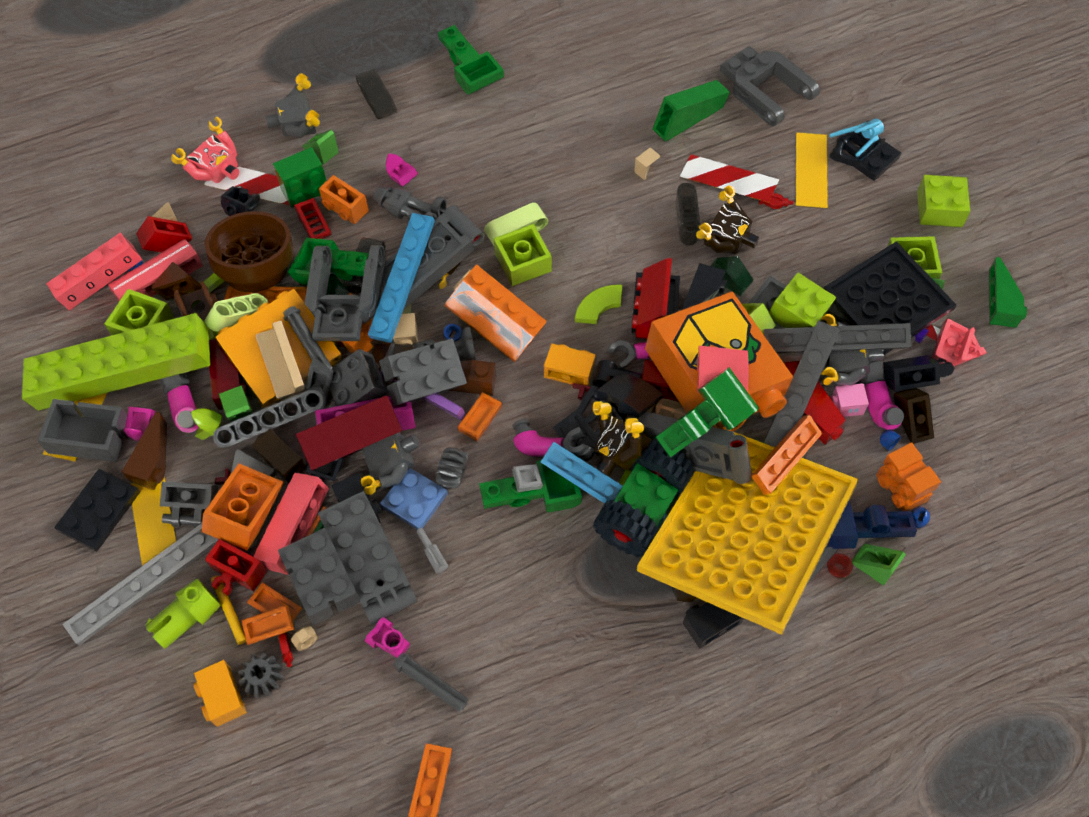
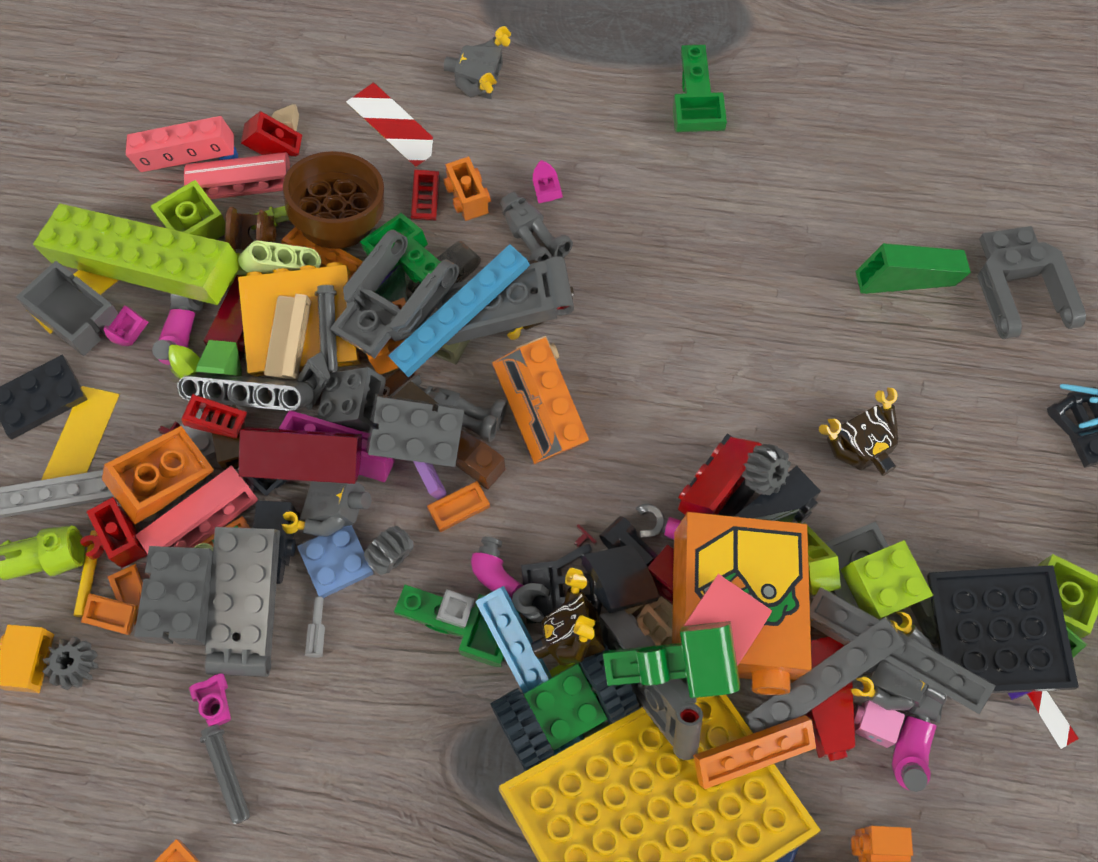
camera: 30 degrees right, 5 degrees up
(148, 460) = (113, 369): reddish brown slope -> none
(175, 279) = (248, 194): reddish brown slope -> none
(186, 496) = (114, 430): dark grey brick -> none
(212, 159) = (366, 78): coral torso -> none
(238, 200) = (363, 138): black hand -> none
(250, 438) = (196, 402): none -> red slope
(286, 649) = (111, 650): red piece -> none
(300, 176) = (436, 140): green brick -> none
(304, 638) = (134, 649): tan tile -> none
(324, 145) = (484, 118): bright green slope -> none
(376, 94) = (575, 85): clear smoke beam -> none
(406, 330) = (439, 369): tan brick -> none
(448, 330) = (483, 393): blue hinge -> none
(515, 220) = (630, 309): yellowish green beam -> none
(523, 254) = (614, 348): lime brick -> none
(569, 365) = (586, 502): light orange brick -> none
(597, 303) = (665, 445): lime tile -> none
(643, 162) = (818, 307): tan slope -> none
(683, 271) = (766, 469): none -> dark grey gear
(687, 213) = (832, 383): clear smoke beam -> none
(722, 175) = (909, 376): sticker -> none
(735, 273) = (836, 492): clear green slope -> none
(777, 201) = (945, 430): red piece -> none
(811, 170) = (1014, 415): yellow sticker -> none
(889, 439) = (896, 798): blue hinge -> none
(916, 372) = (981, 737): black hinge -> none
(917, 414) = (948, 786): dark brown slope -> none
(957, 344) = (1056, 727): coral slope -> none

